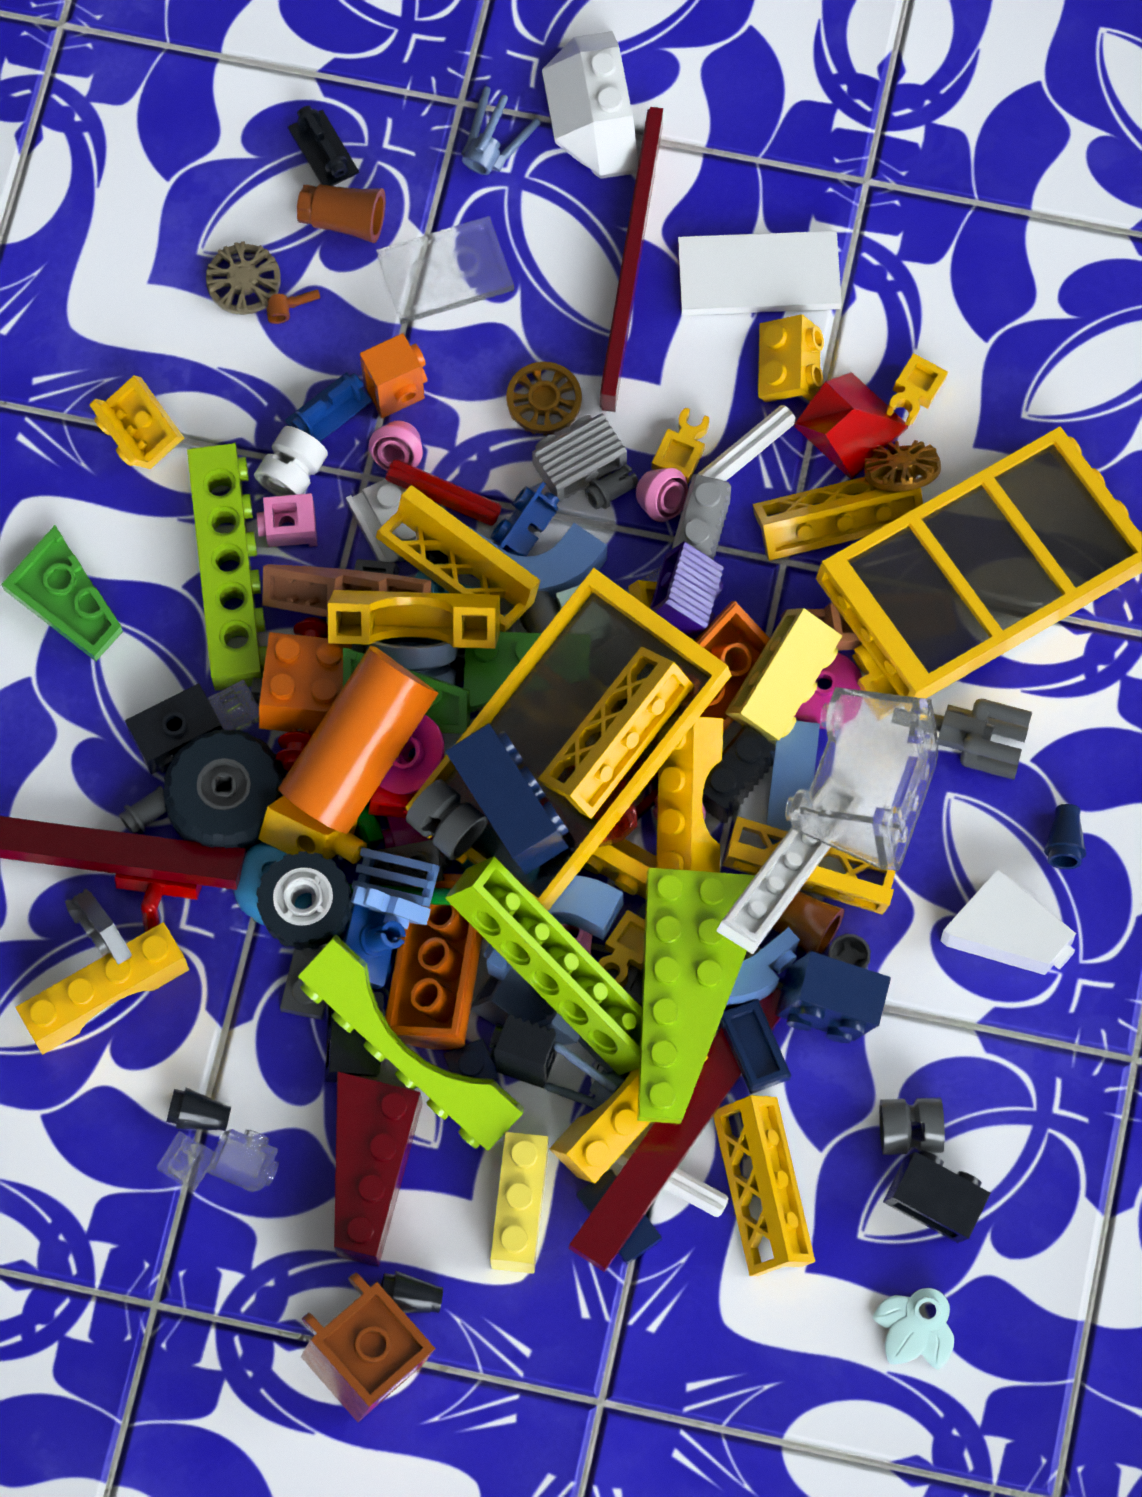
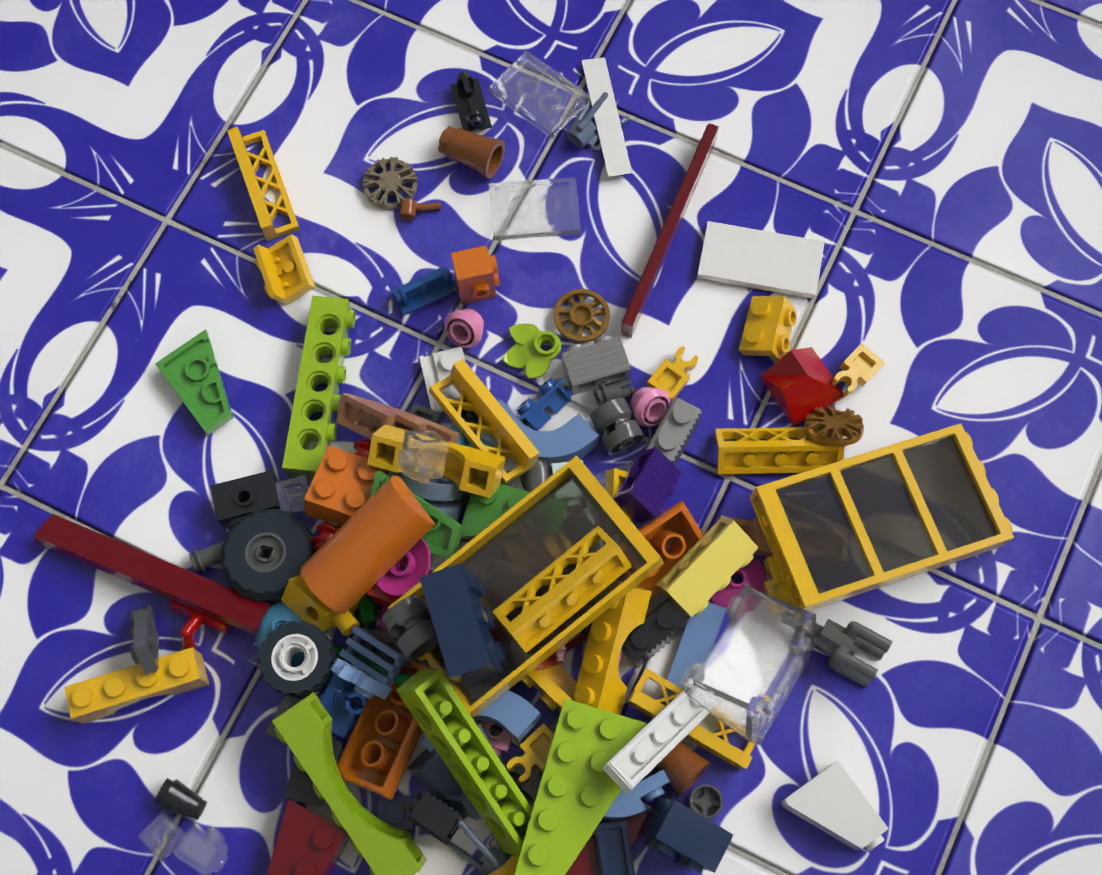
camera: 15 degrees right, 0 degrees up
(61, 318) = (252, 182): none -> yellow fence
(290, 508) = (369, 355): bright pink brick -> none
(293, 460) = (387, 321): white wheel -> none
(399, 614) = (423, 455): none -> clear brick
(411, 114) = (539, 94): none -> clear tile
(444, 492) = (490, 368): red axle -> none
(485, 459) = (528, 351): none -> lime plate
(511, 128) = (607, 117): none -> white sticker
(592, 105) = (668, 115): white wedge -> none
(630, 533) = (615, 423): none -> dark grey wheel
(750, 444) = (723, 384): white axle -> none
(1066, 840) = (896, 745): dark blue cone -> none

